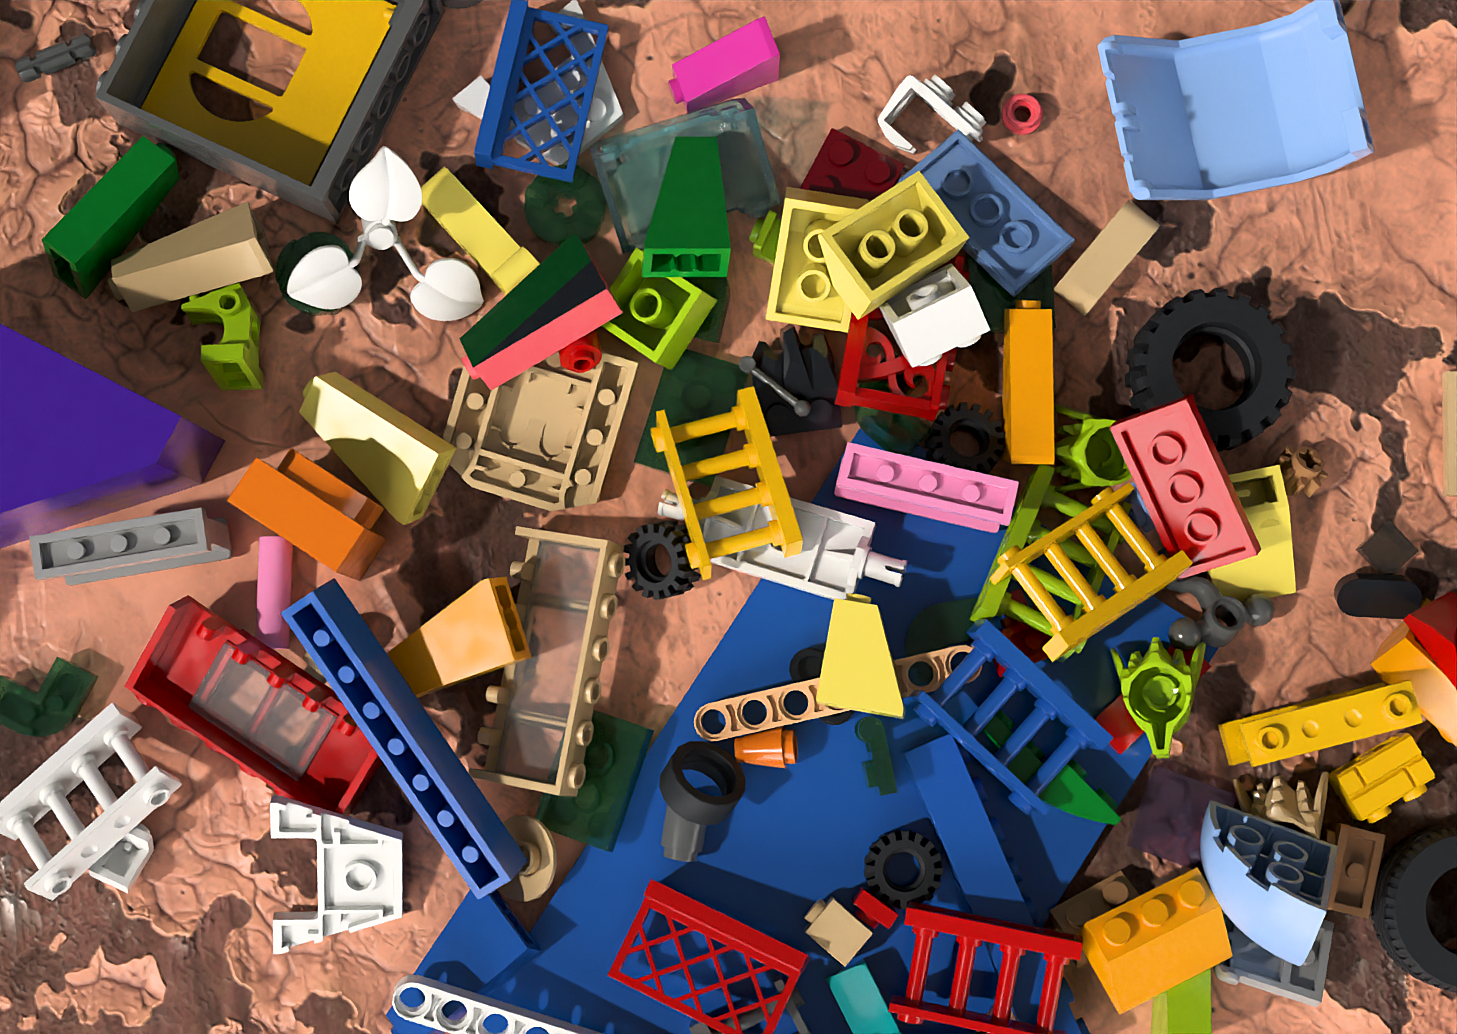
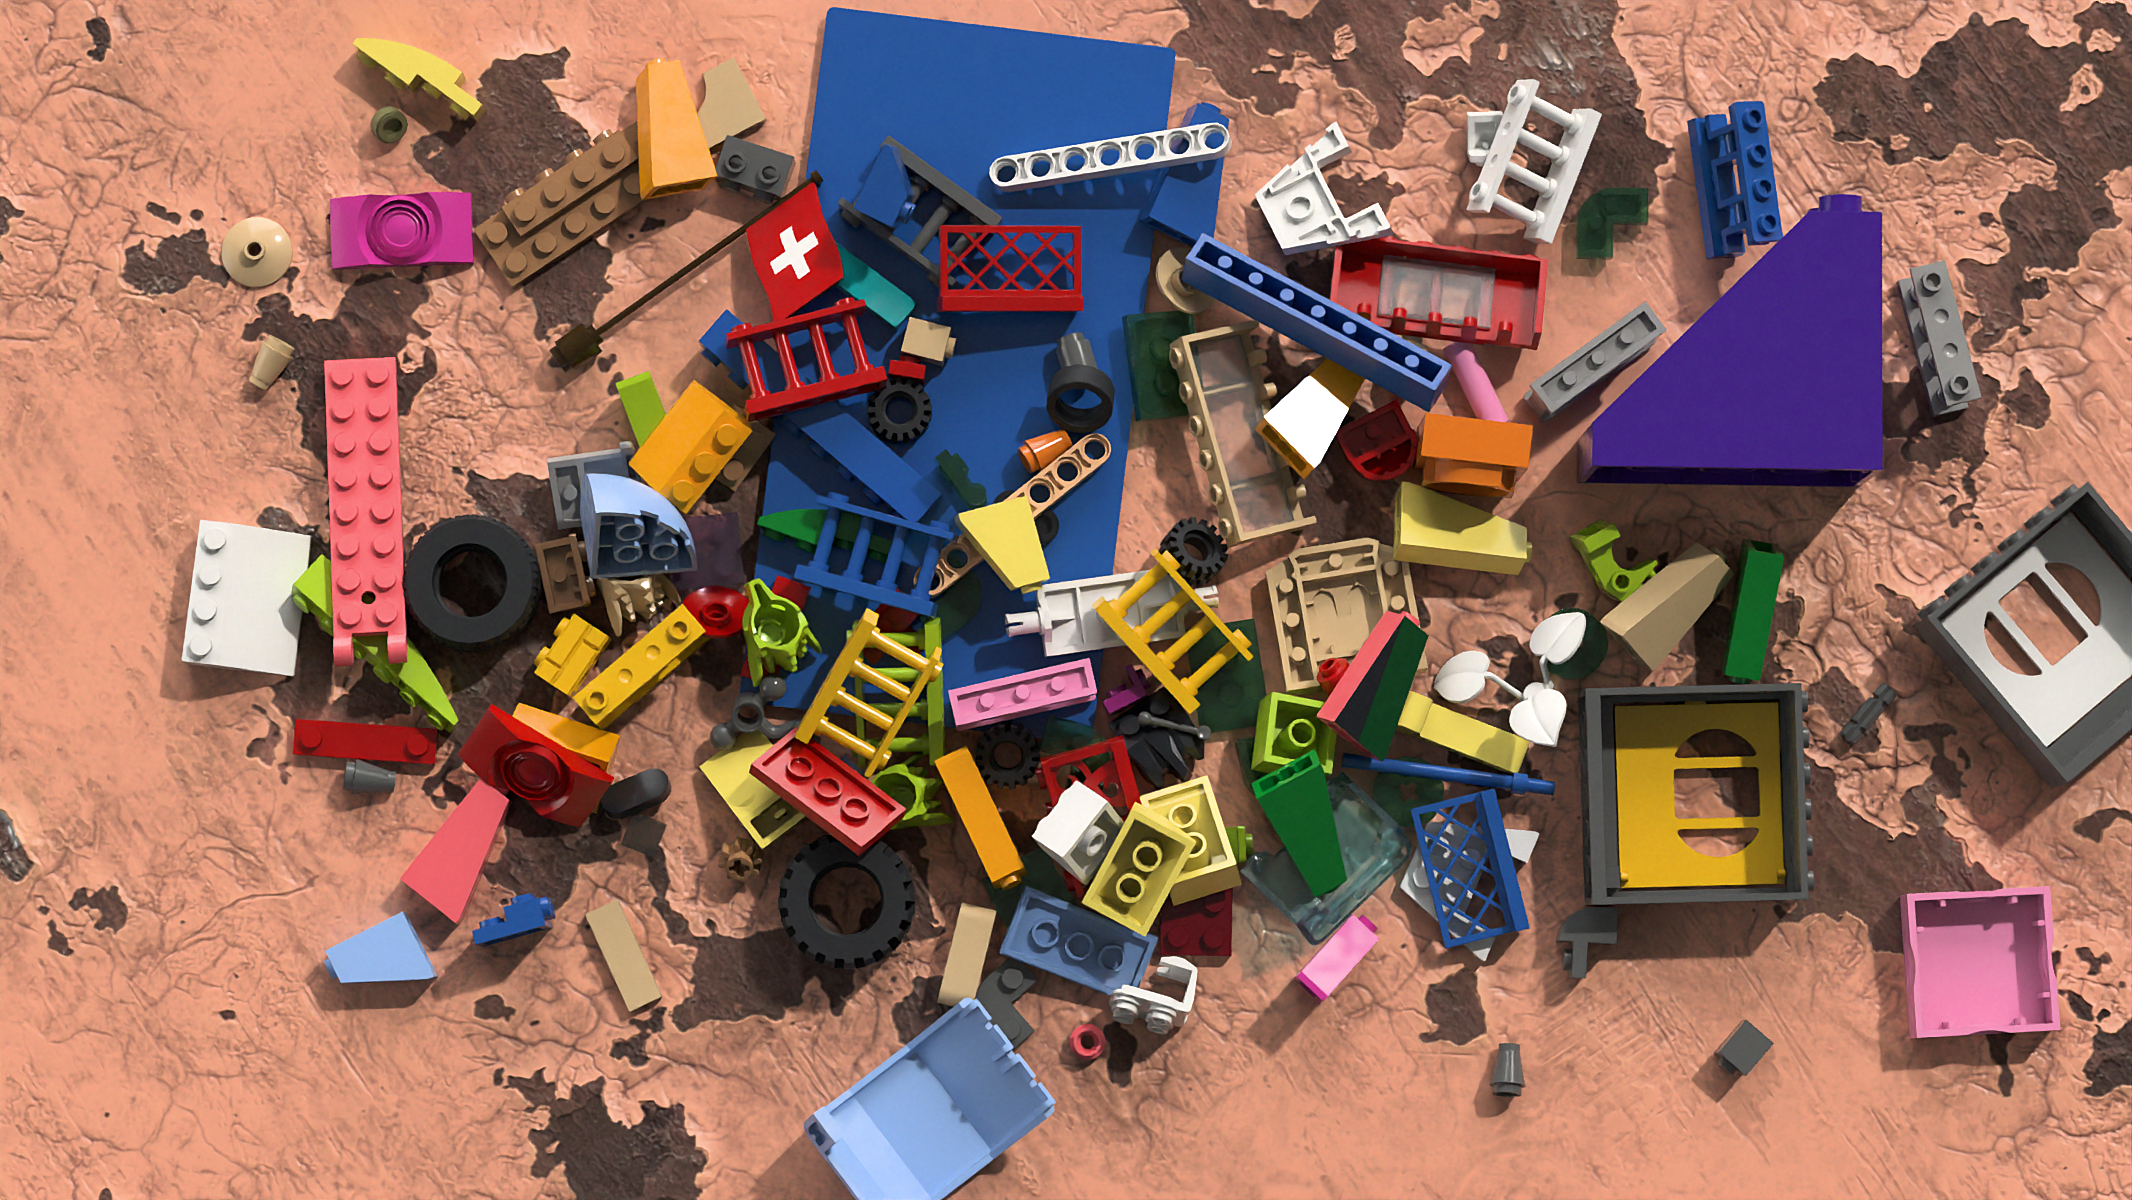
camera: 145 degrees right, 0 degrees up
(406, 578) = (1379, 443): none -> red slope
(450, 157) = (1517, 783): none -> blue bar
(814, 444) = (1123, 698): none -> magenta bracket
(1099, 192) = (999, 993): none -> dark grey plate
(1208, 760) = (717, 610): none -> red dish

